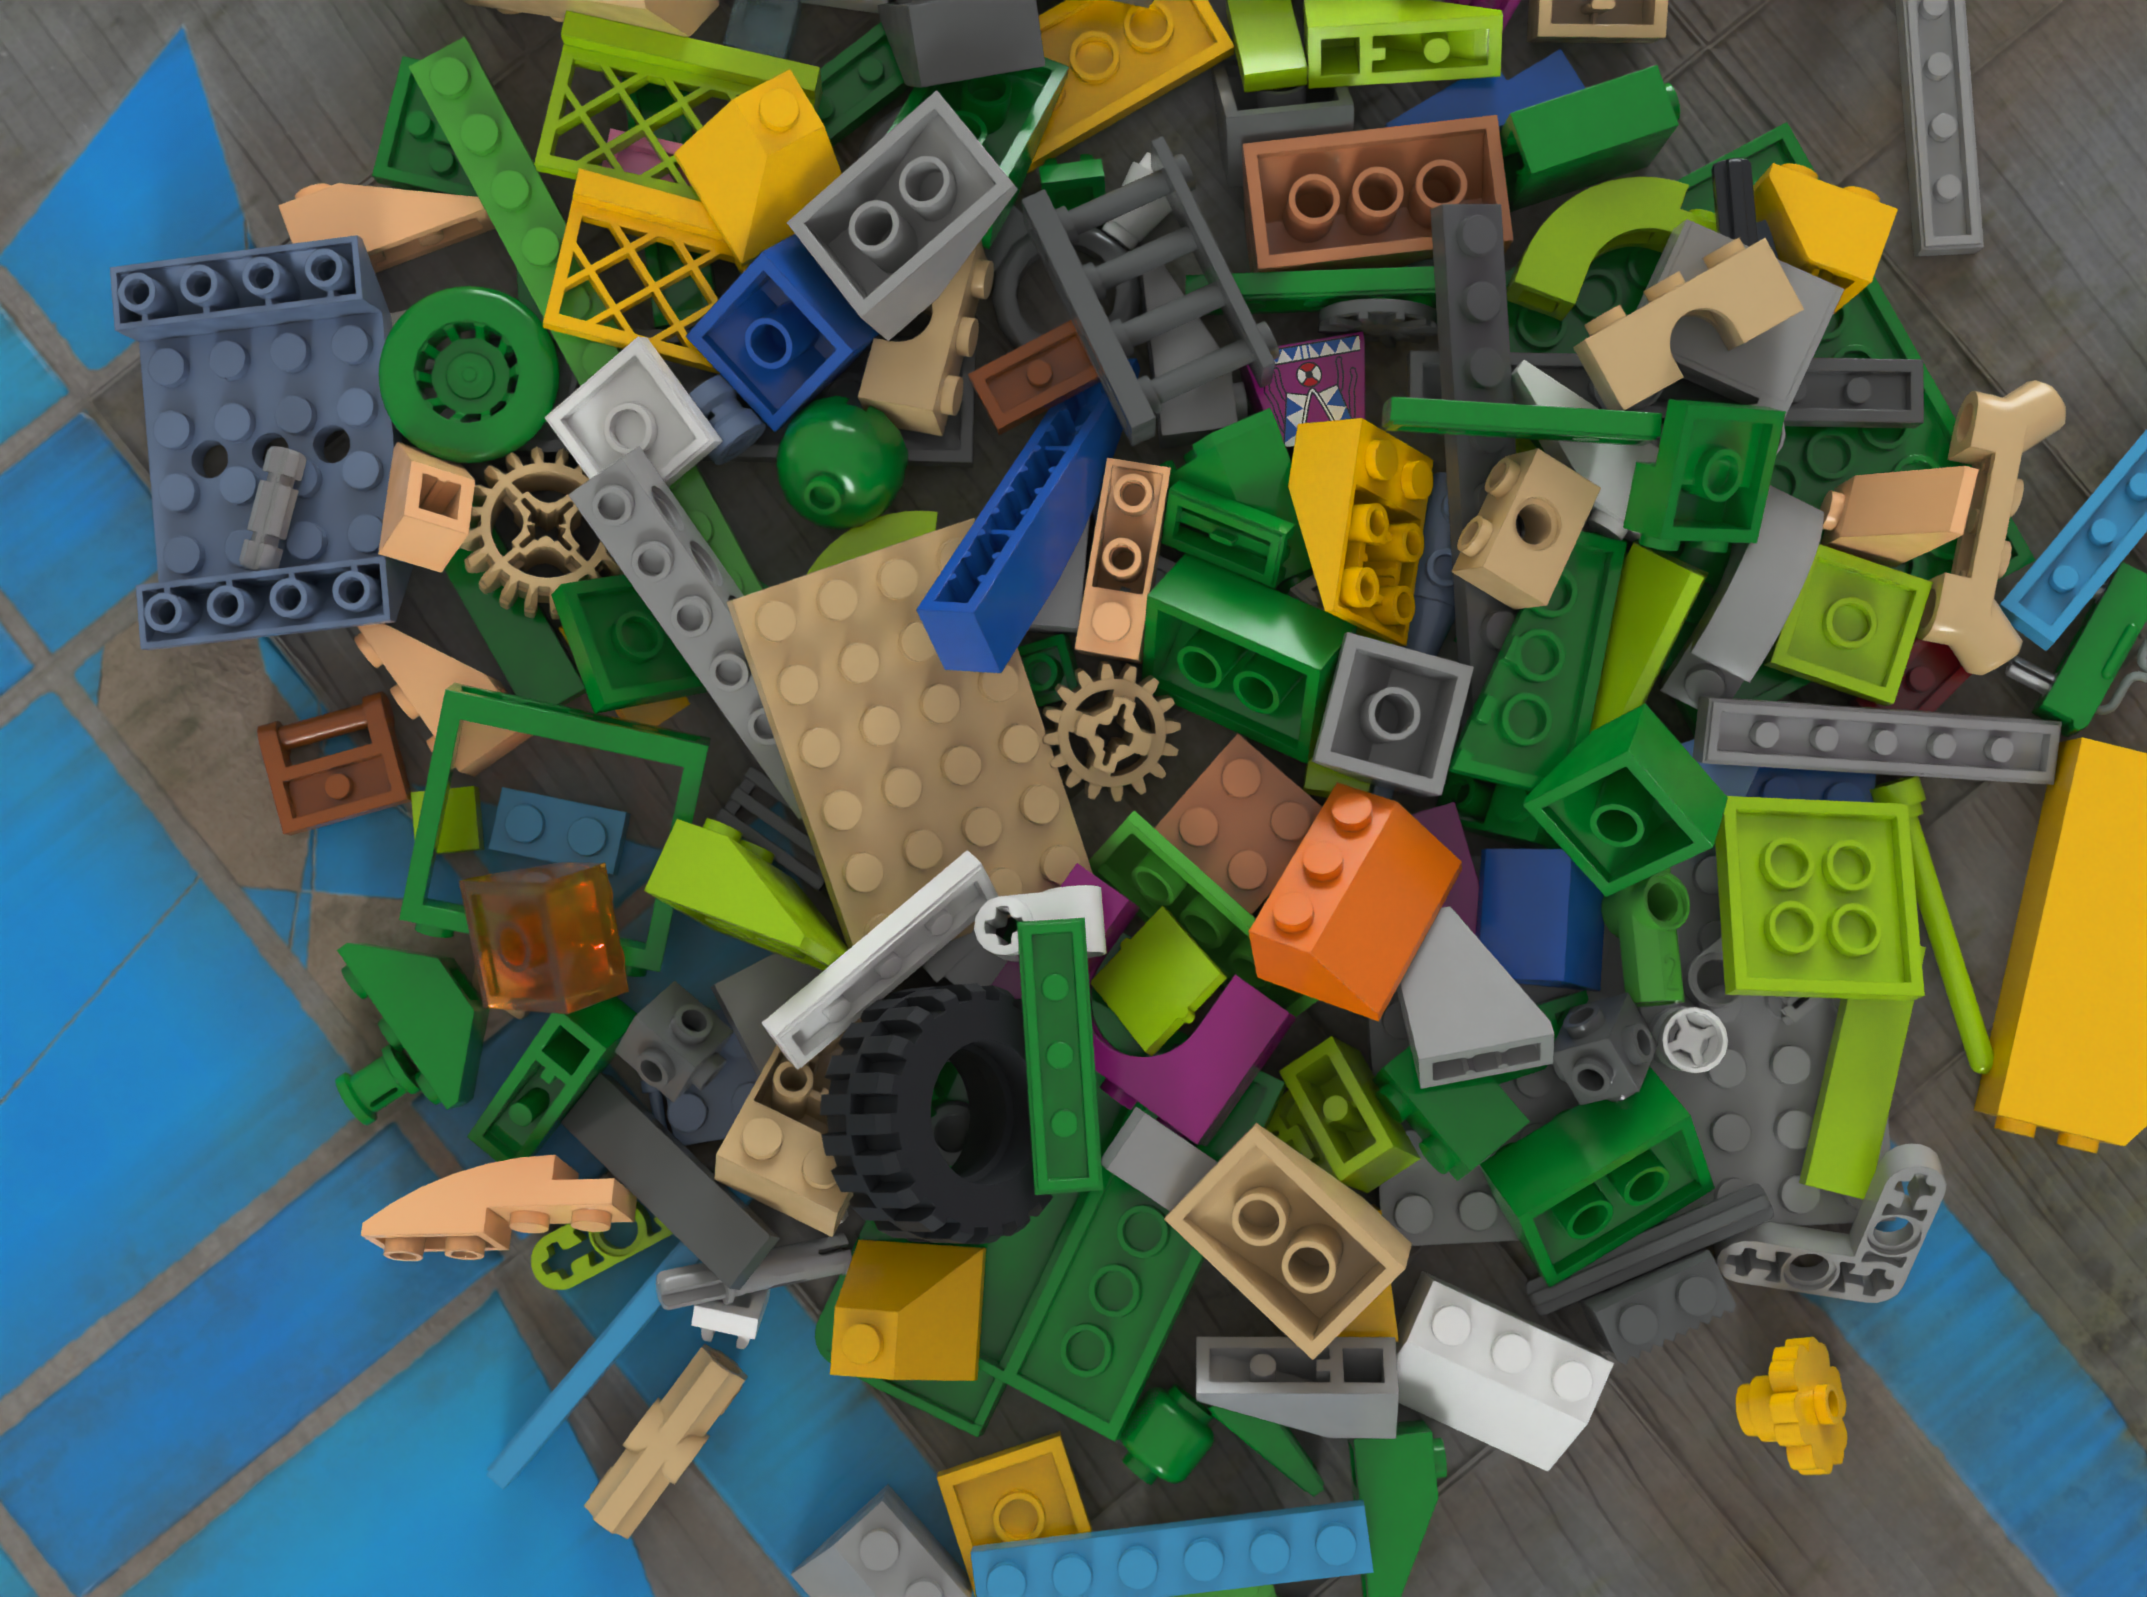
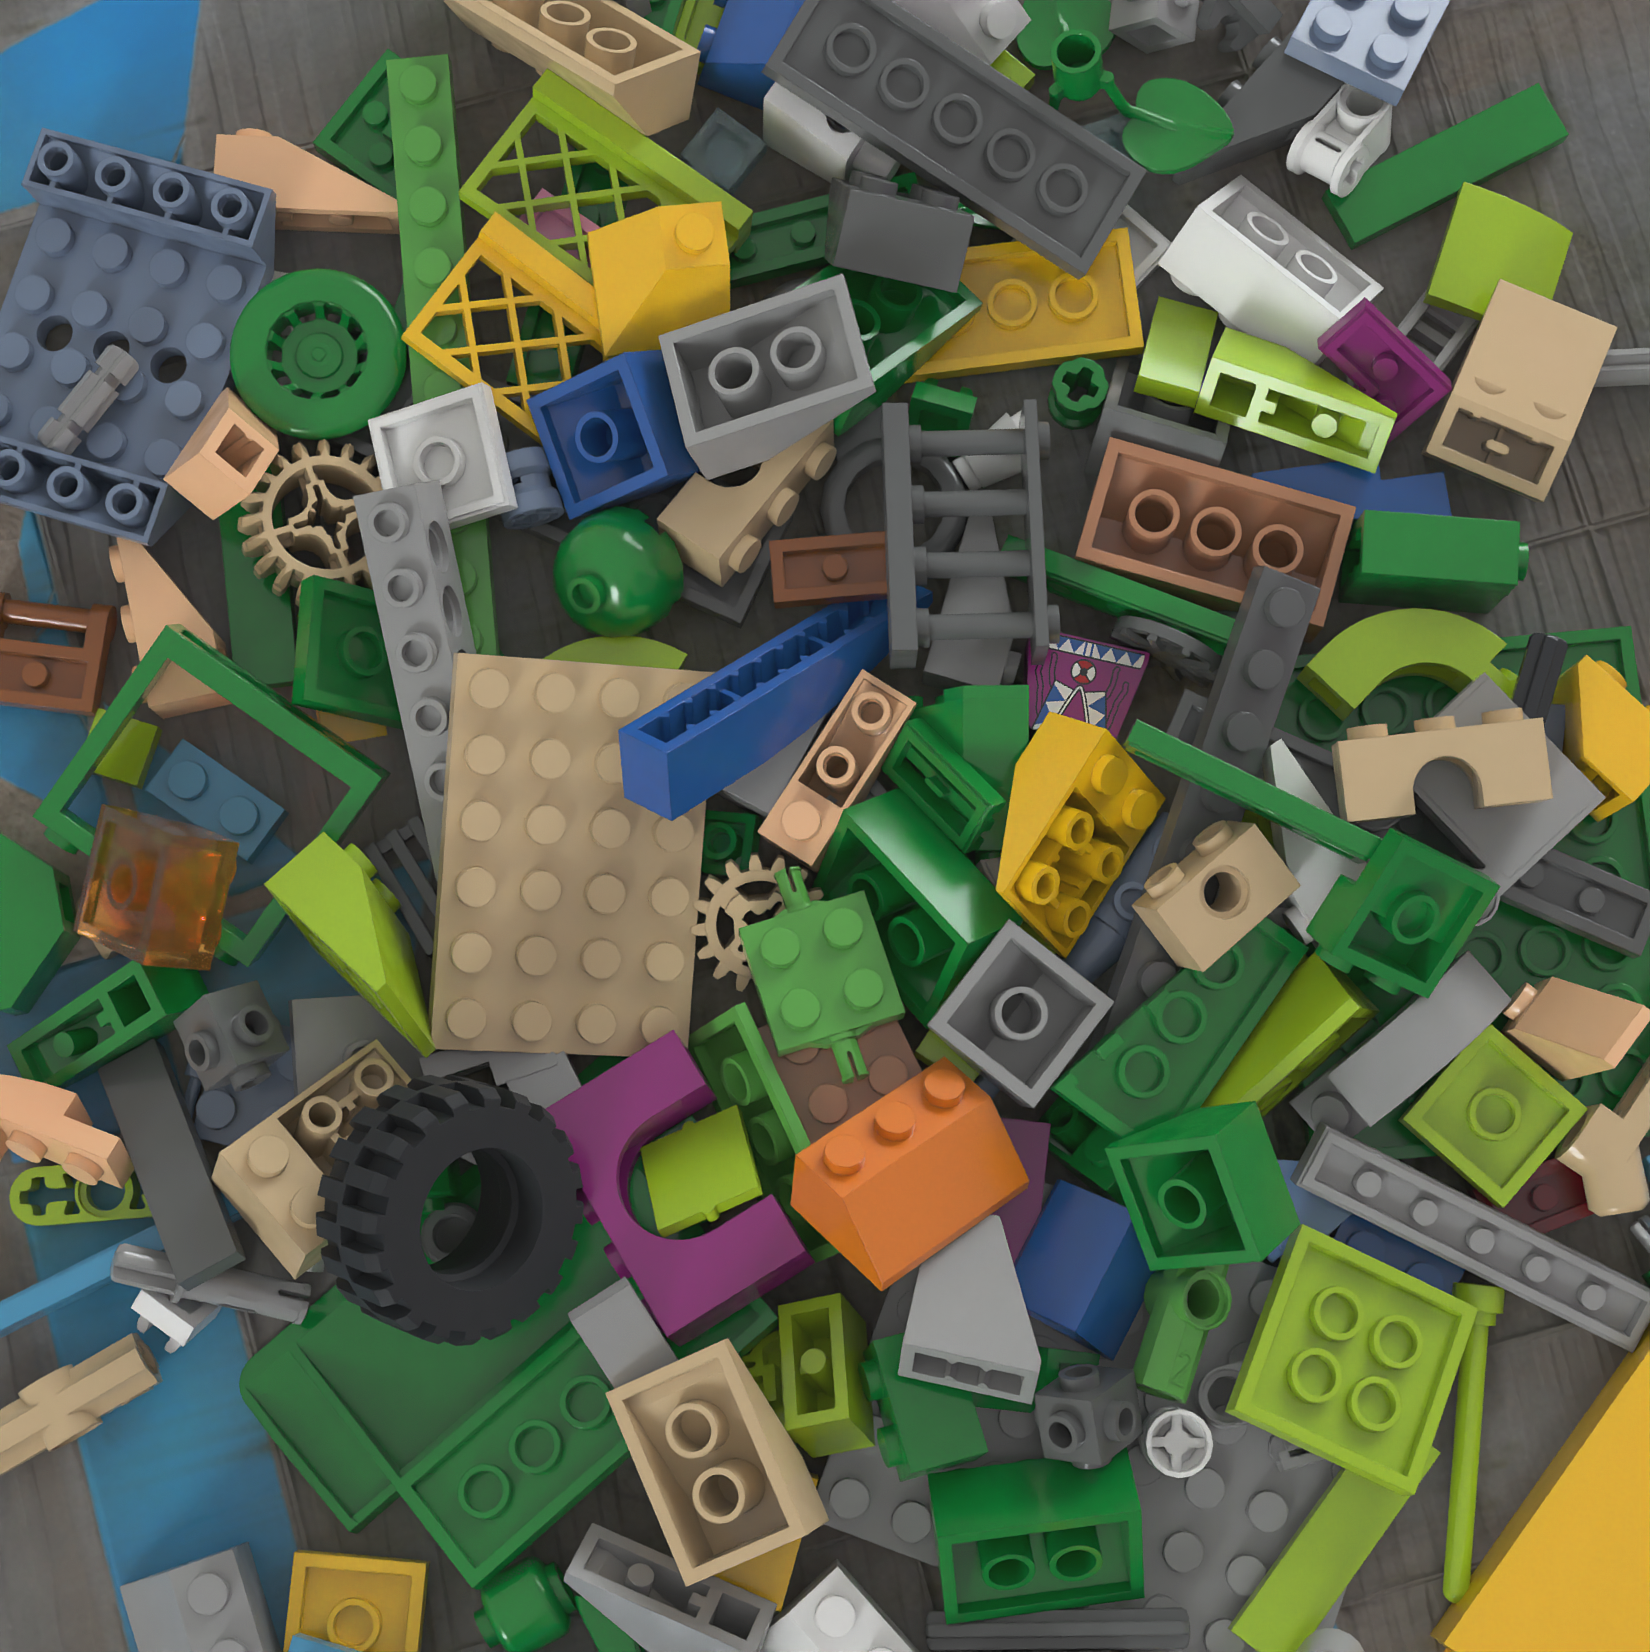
camera: 25 degrees right, 5 degrees down
(880, 960) = (451, 1039): white tile -> none
(910, 1312) = (337, 1384): yellow slope -> none
(1047, 905) = (625, 1075): white piece -> none
(1059, 1056) = (573, 1197): green tile -> none
(1191, 754) = (821, 974): none -> bright green plate
(1192, 95) = (1067, 377): none -> green bush

